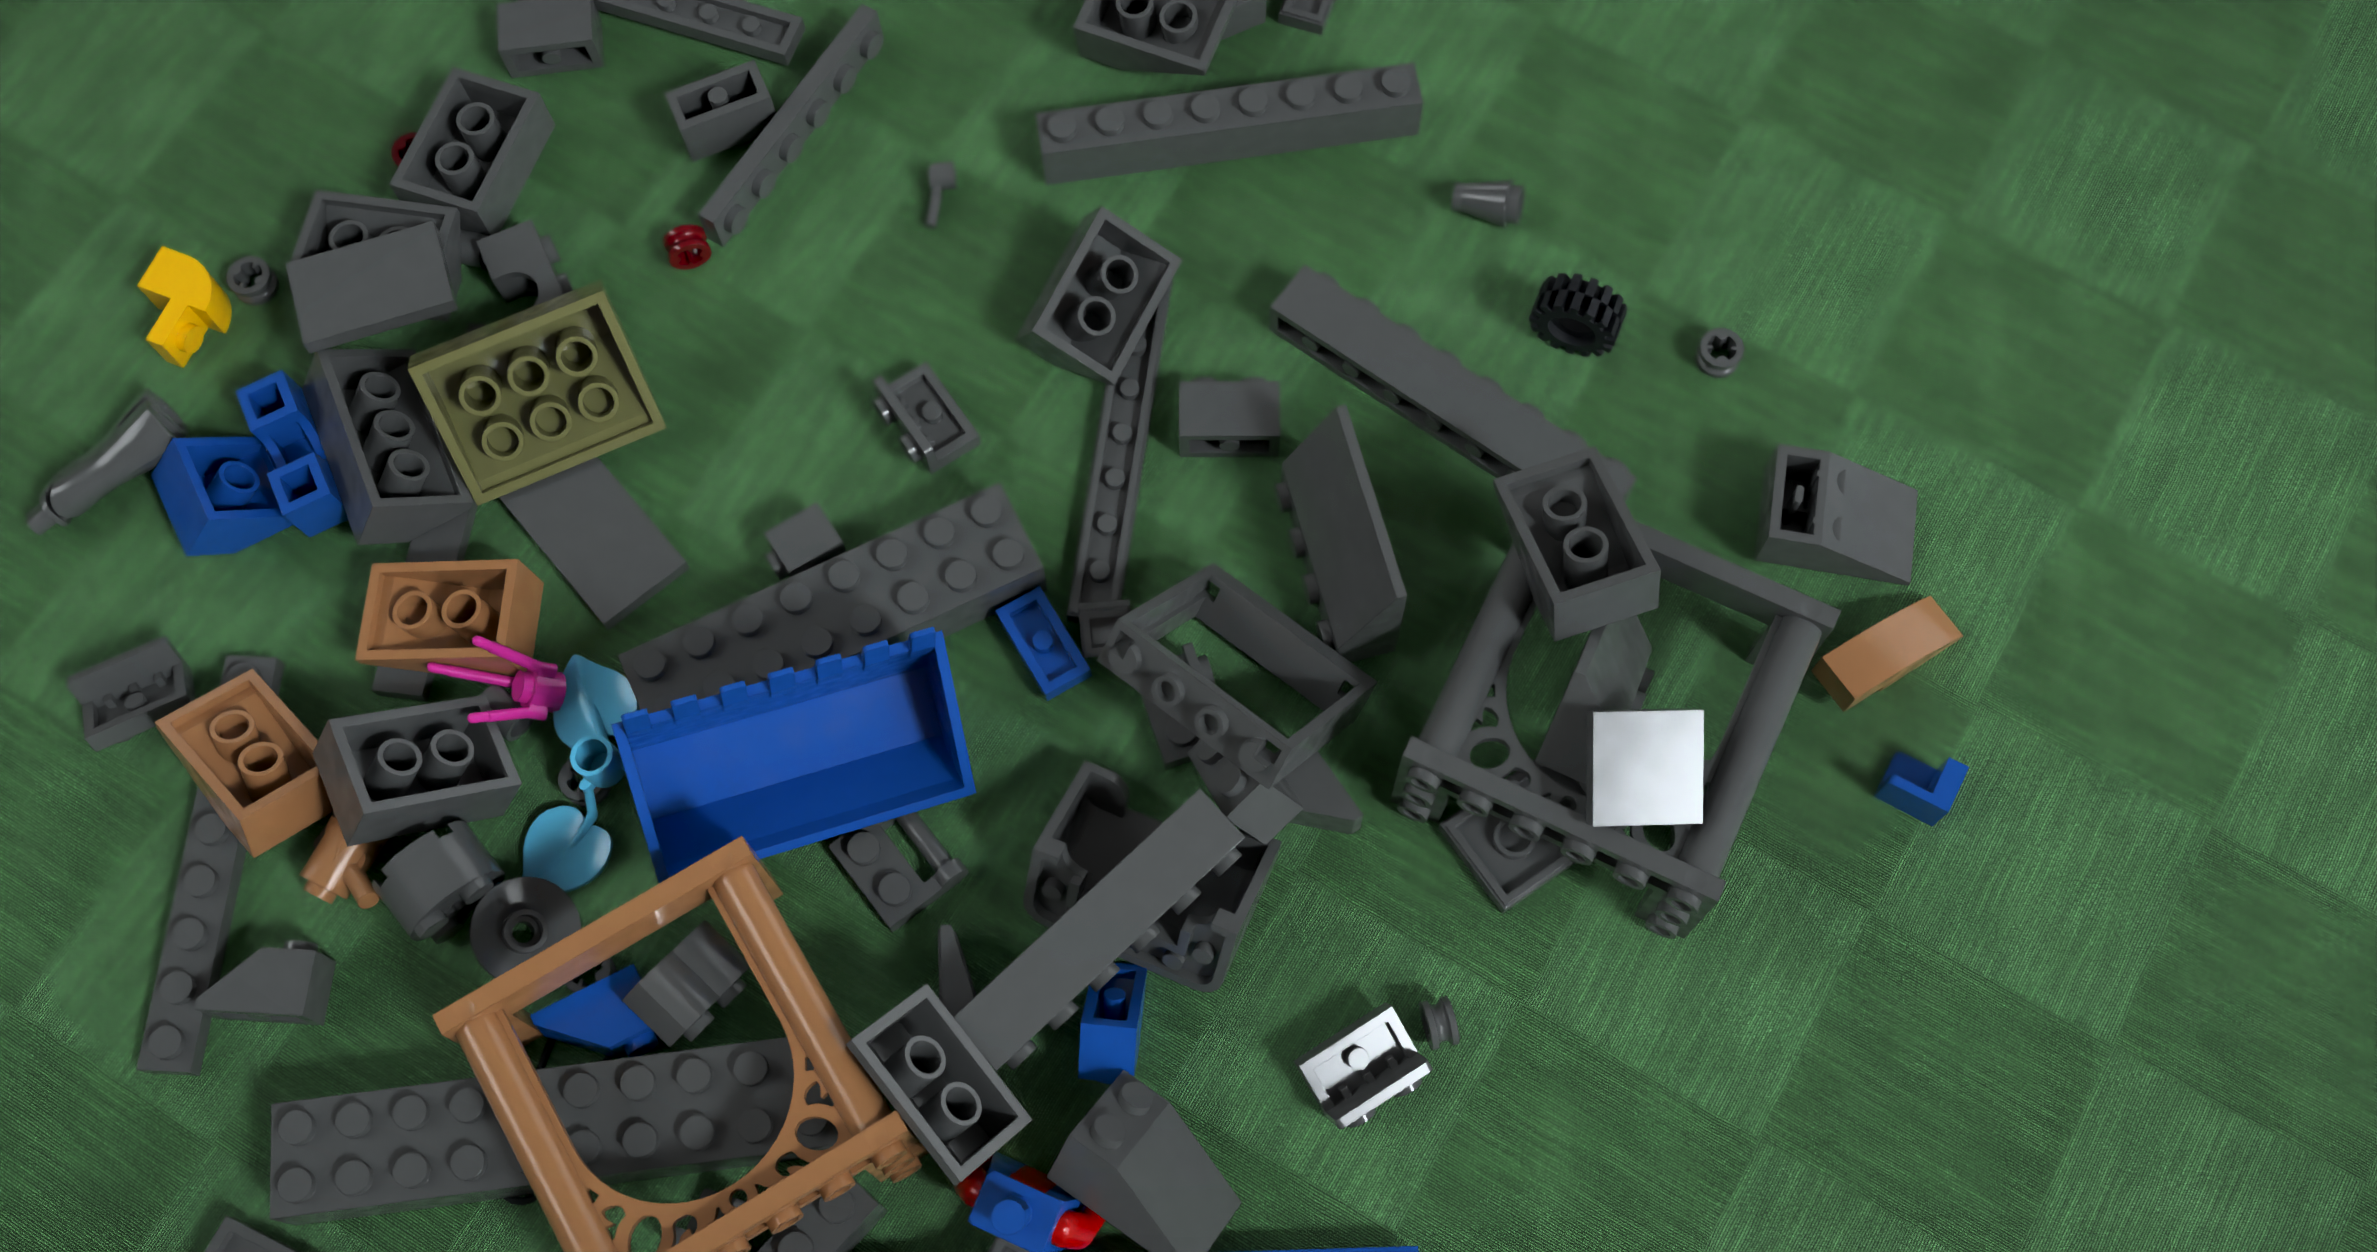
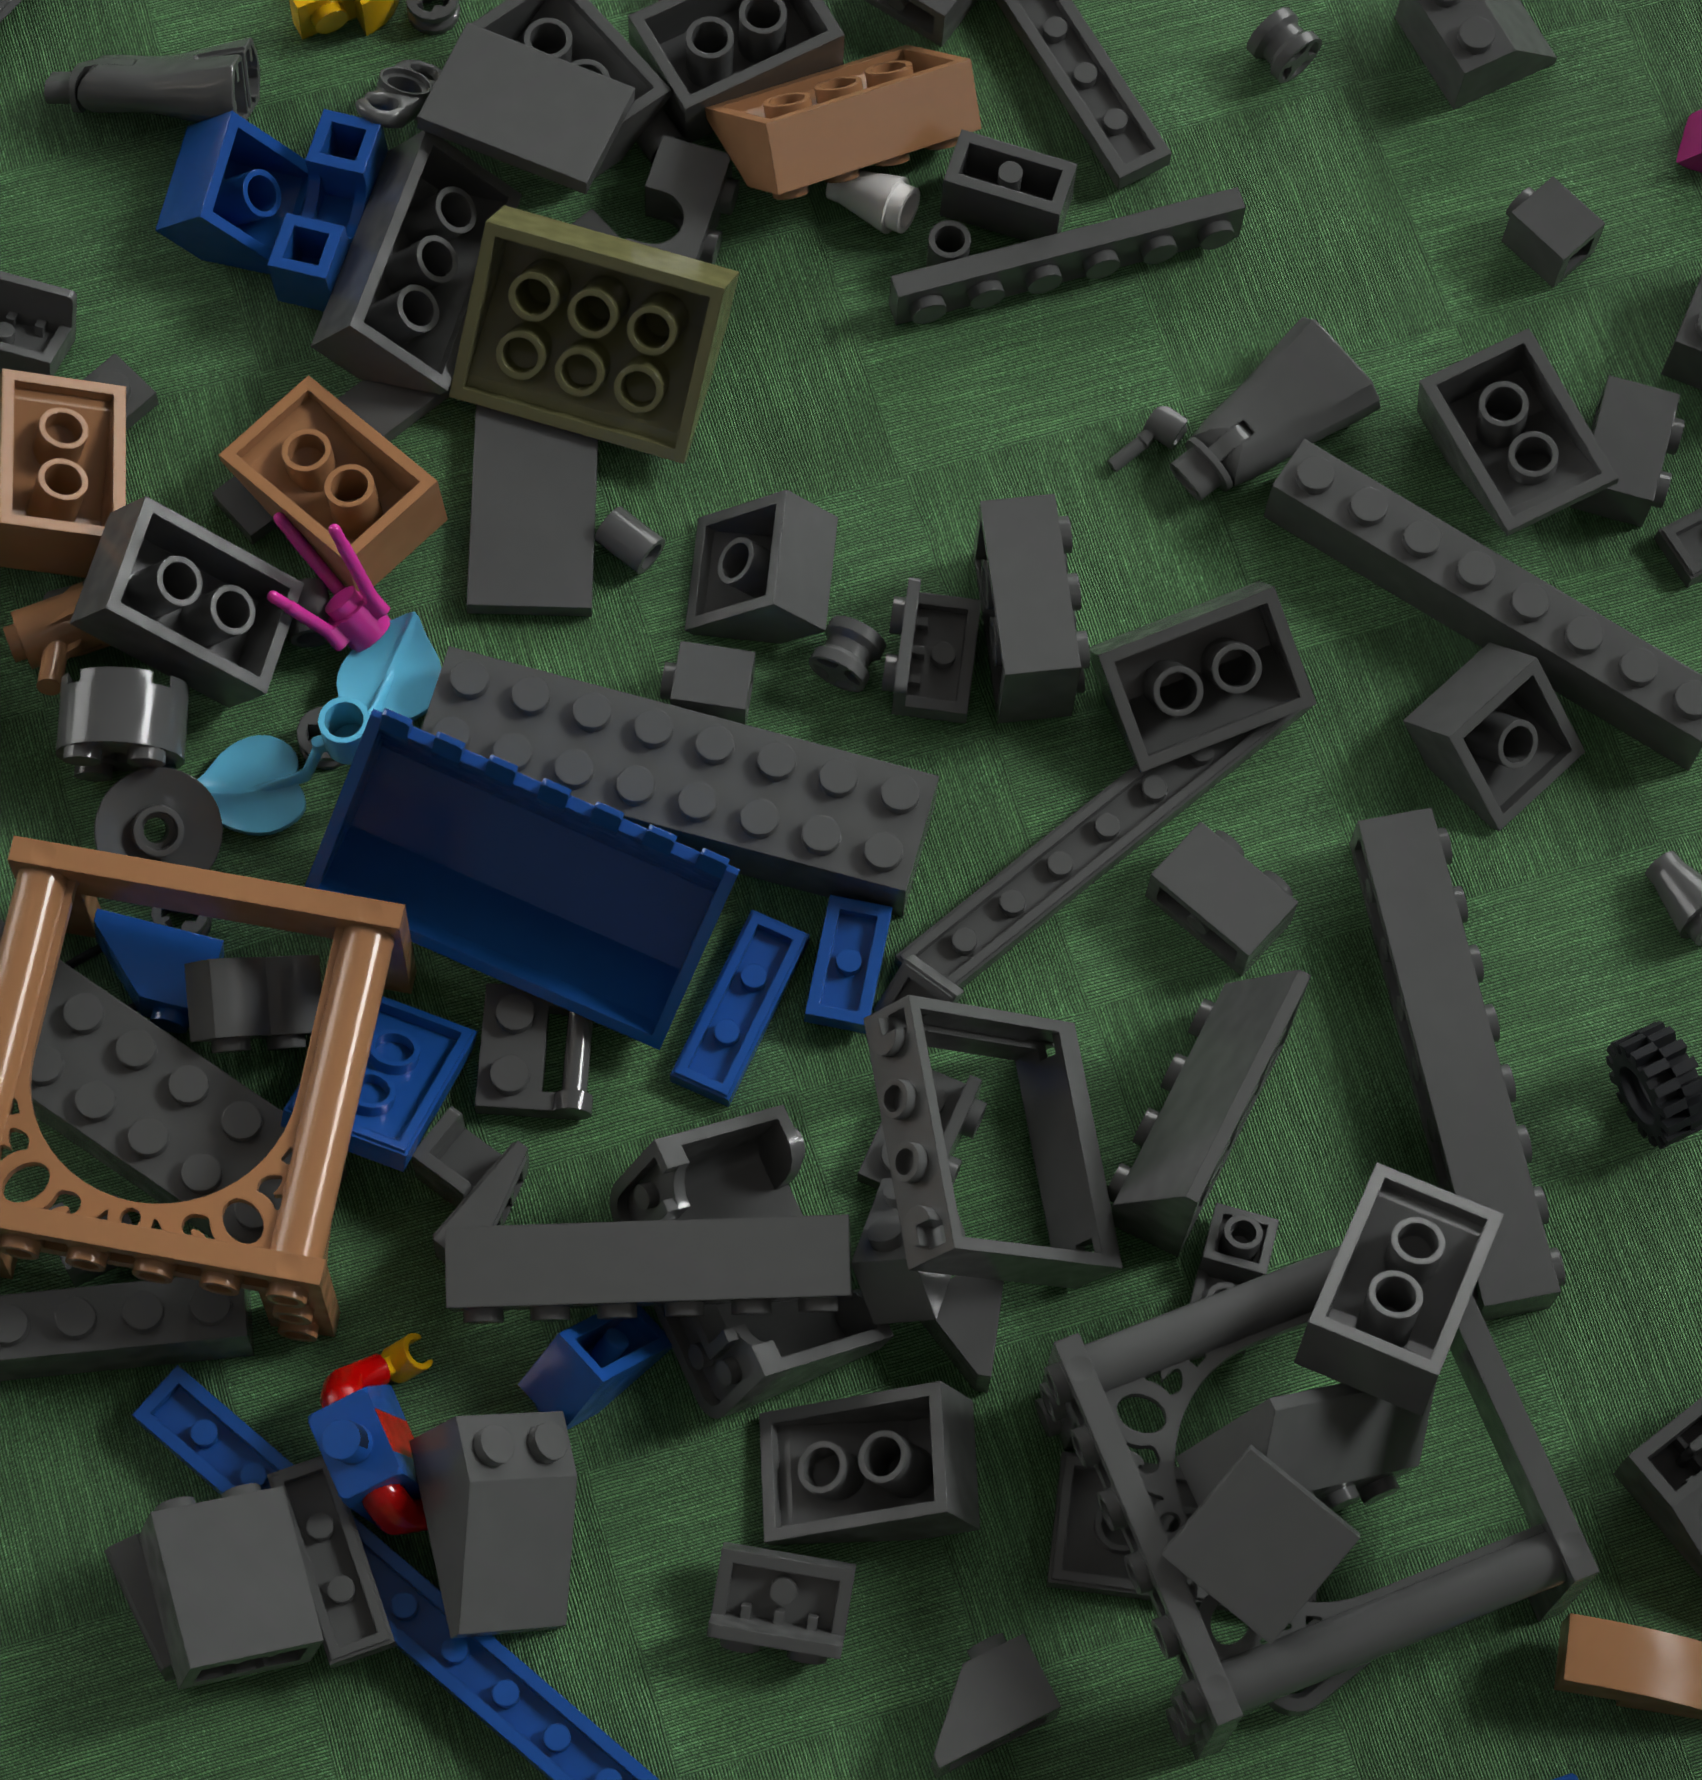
camera: 35 degrees right, 0 degrees up
(279, 347) = (399, 94): none -> dark grey piece
(585, 144) = (847, 119): none -> medium nougat slope
(643, 180) = (879, 199): none -> white cone
(673, 501) = (630, 540): none -> dark grey hinge
(687, 247) = (858, 298): dark red bush -> none
(713, 169) = (945, 238): none -> dark grey hinge
(774, 452) = (762, 570): none -> dark grey slope
(838, 951) = (405, 1081): none -> blue tile
(872, 459) = (847, 653): none -> dark grey wheel
(907, 970) = (452, 1158): none -> dark grey panel
(939, 1083) = (384, 1273): dark grey slope -> none
(961, 340) = (1029, 608): none -> dark grey brick
(1000, 727) = (739, 1008): none -> blue tile
(1002, 101) = (1293, 395): none -> dark grey piece
(1296, 196) = (1495, 733): none -> dark grey slope
(1337, 937) = (870, 1468): none -> dark grey slope
(1433, 629) = (1234, 1250): none -> dark grey slope
(1439, 1023) = (888, 1627): dark grey bush -> none
(1542, 1012) = (993, 1702): none -> dark grey slope

